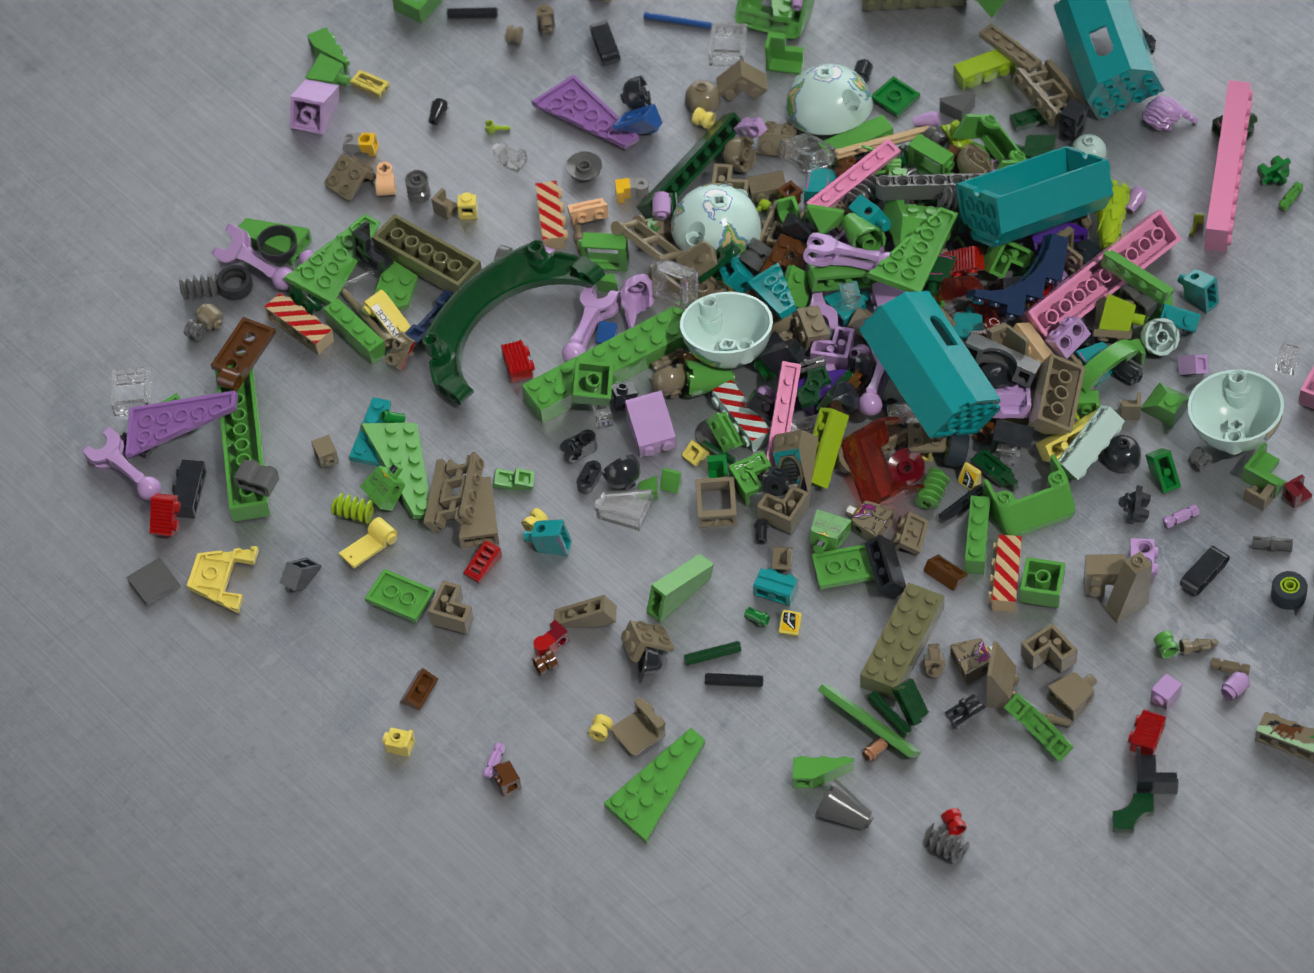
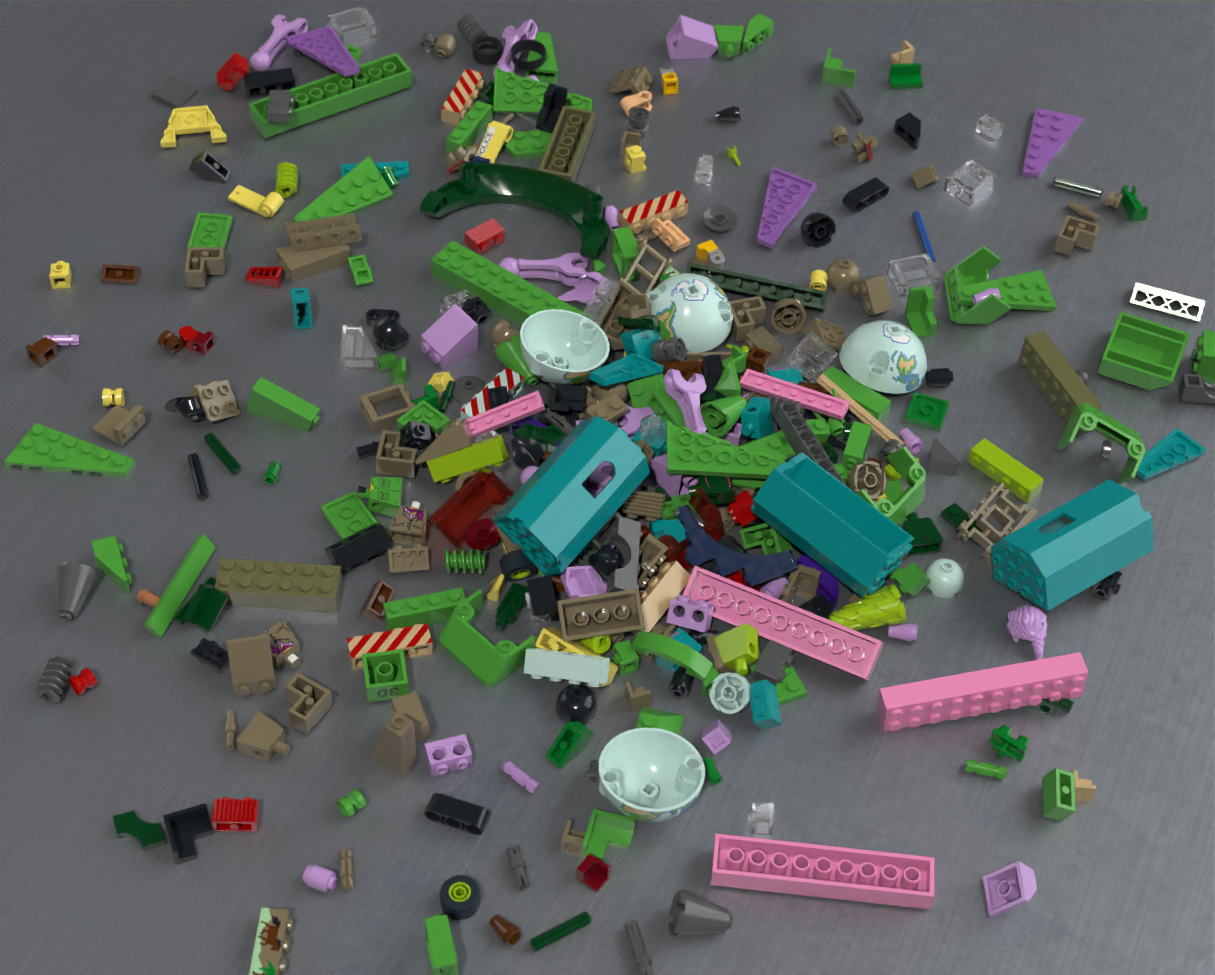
camera: 60 degrees right, 5 degrees down
(234, 377) = (374, 65): reddish brown hinge -> none
(325, 451) = (338, 148): dark tan brick -> none
(368, 85) = (736, 76): light yellow tile -> none
(384, 486) = (315, 184): bright green torso -> none
(535, 515) = (319, 294): light yellow wheel -> none
(579, 445) = (412, 301): black piece -> none
(588, 613) = (232, 356): dark tan slope -> none
(592, 382) = (465, 277): bright green brick -> none
(606, 331) = (545, 283): blue slope -> none
(640, 120) = (786, 237): blue slope -> none
(661, 205) = (691, 267): lavender brick -> none
(724, 432) = (464, 389): bright green bracket -> none
(752, 127) = (817, 309): lavender leg -> none
(775, 586) = (308, 476): teal brick -> none
(782, 558) = (341, 473): dark tan panel -> none
(790, 623) = (273, 499): slope -> none
(934, 660) = (262, 613): dark tan hips -> none
(960, 504) = (448, 584): black axle -> none
(1010, 48) = (1028, 474): dark tan tile -> none
(1039, 726) = (216, 722): bright green slope -> none
(1072, 121) = (968, 548): black brick -> none
(1132, 504) = (506, 734): black hips -> none
(1136, 276) = (785, 644): bright green fence -> none
(1166, 691) = (291, 818): lavender brick -> none
(1186, 646) = (364, 837): dark tan piece -> none
(1200, 289) = (816, 706): teal torso -> none

